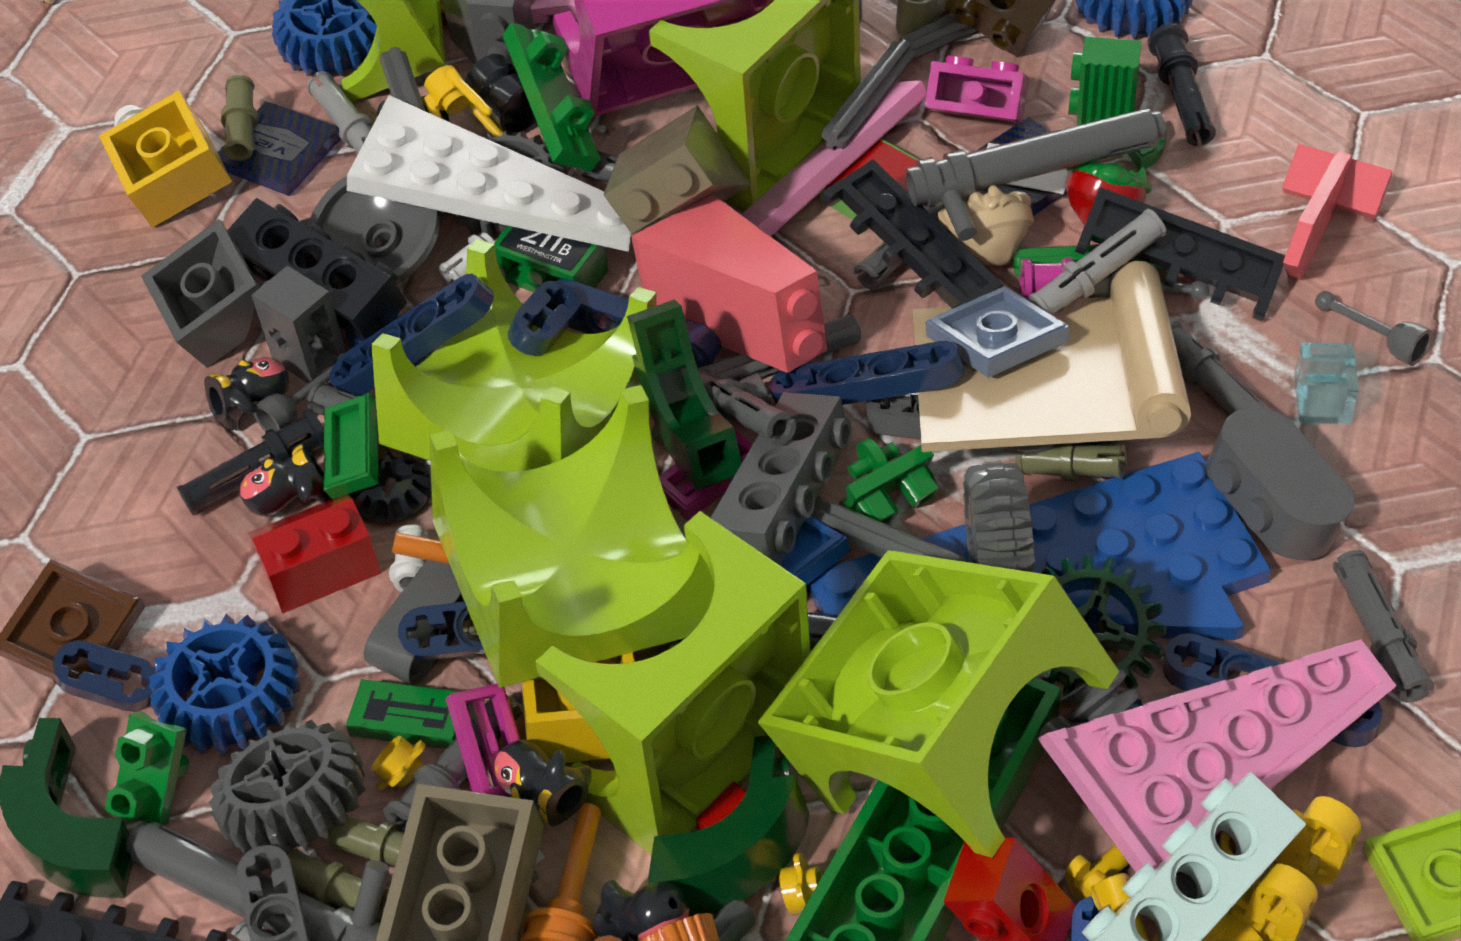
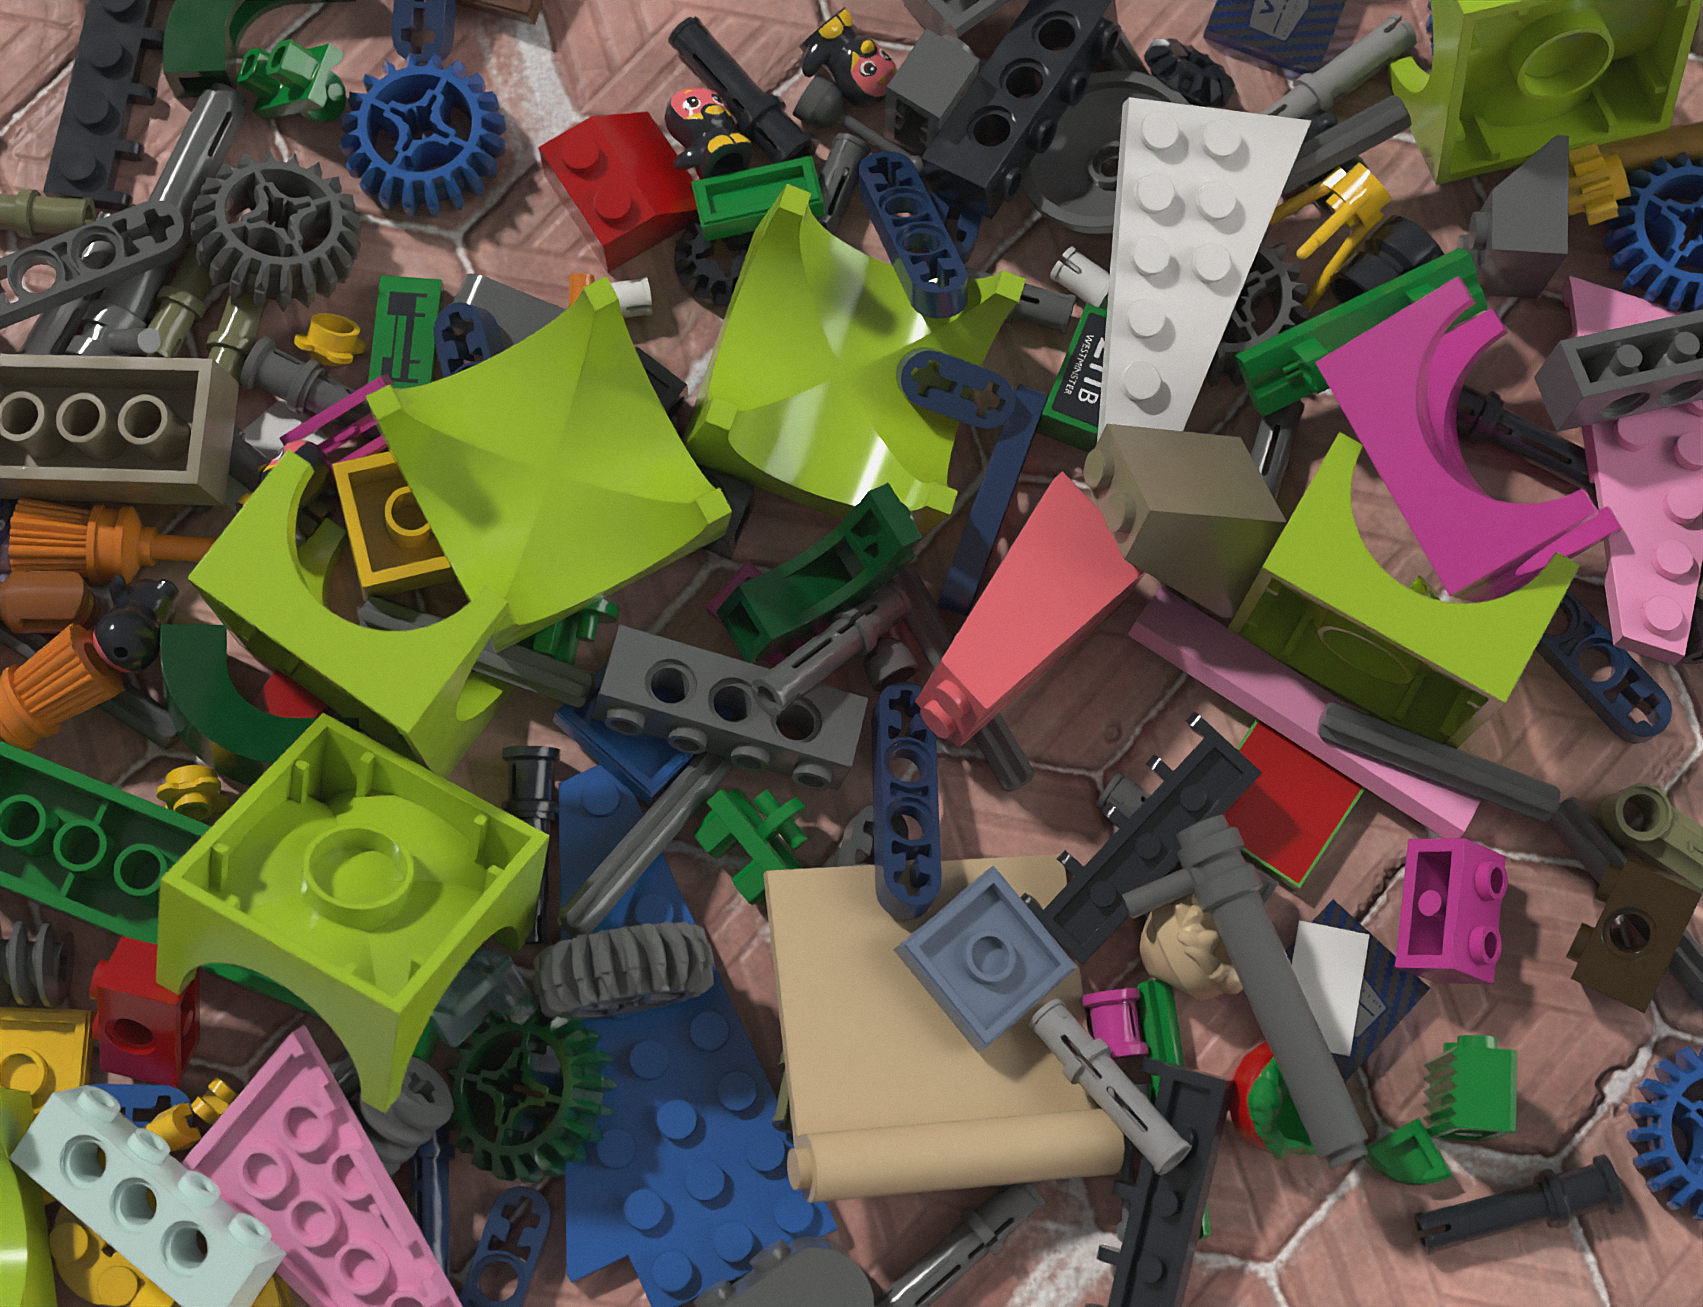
camera: 75 degrees right, 25 degrees up
(310, 194) = (1189, 73): none -> black gear

